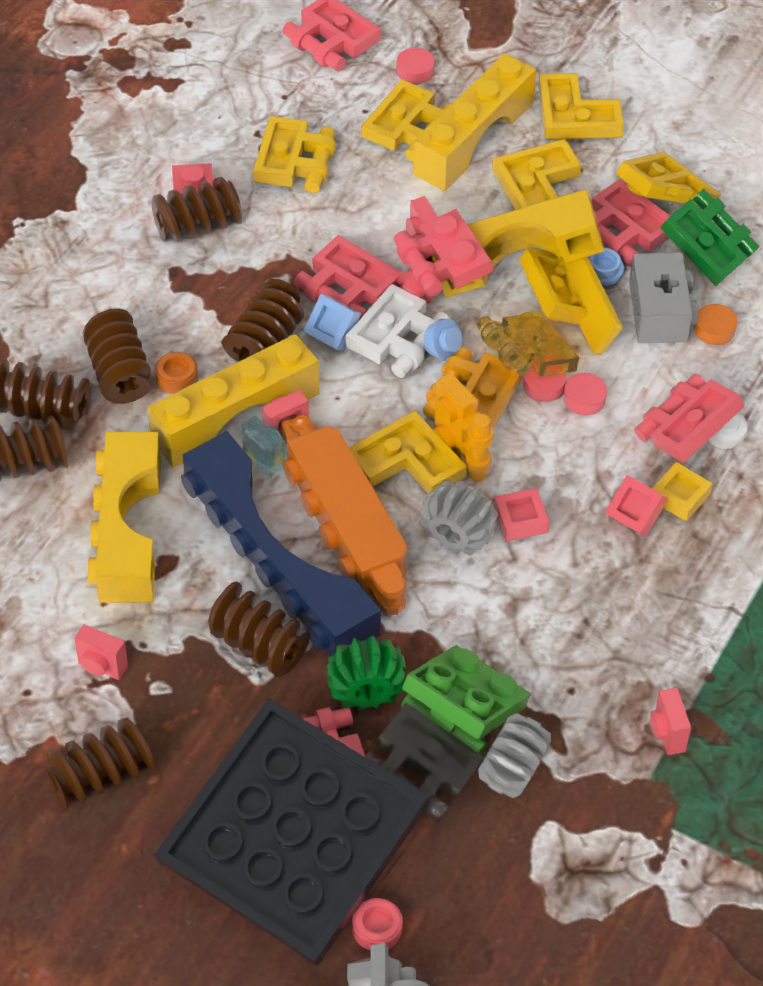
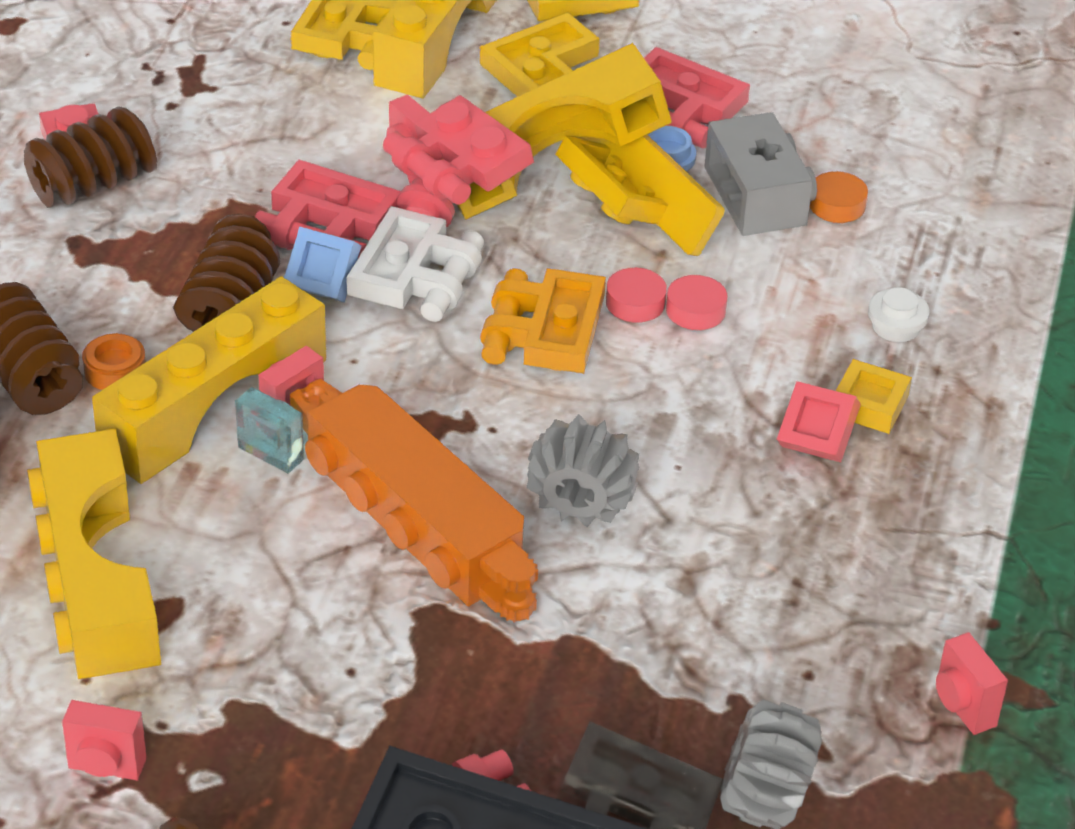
camera: 15 degrees left, 10 degrees down
(255, 632) = (334, 671): reddish brown piece -> none
(282, 149) = (190, 84): yellow plate -> none
(326, 603) = (428, 619): dark blue arch -> none
(366, 673) = (517, 694): green gear -> none
(408, 446) = (488, 400): yellow plate -> none
(443, 339) = (483, 261): light blue plate -> none
(462, 426) = (548, 356): light orange plate -> none
(464, 695) = (667, 700): bright green plate -> none
(521, 514) = (667, 459): coral plate -> none
(528, 342) = (604, 249): clear yellow plate -> none
(662, 178) = (706, 37): yellow wing -> none
(689, 417) = (851, 301): coral plate -> none
(702, 238) = (798, 94): green plate -> none

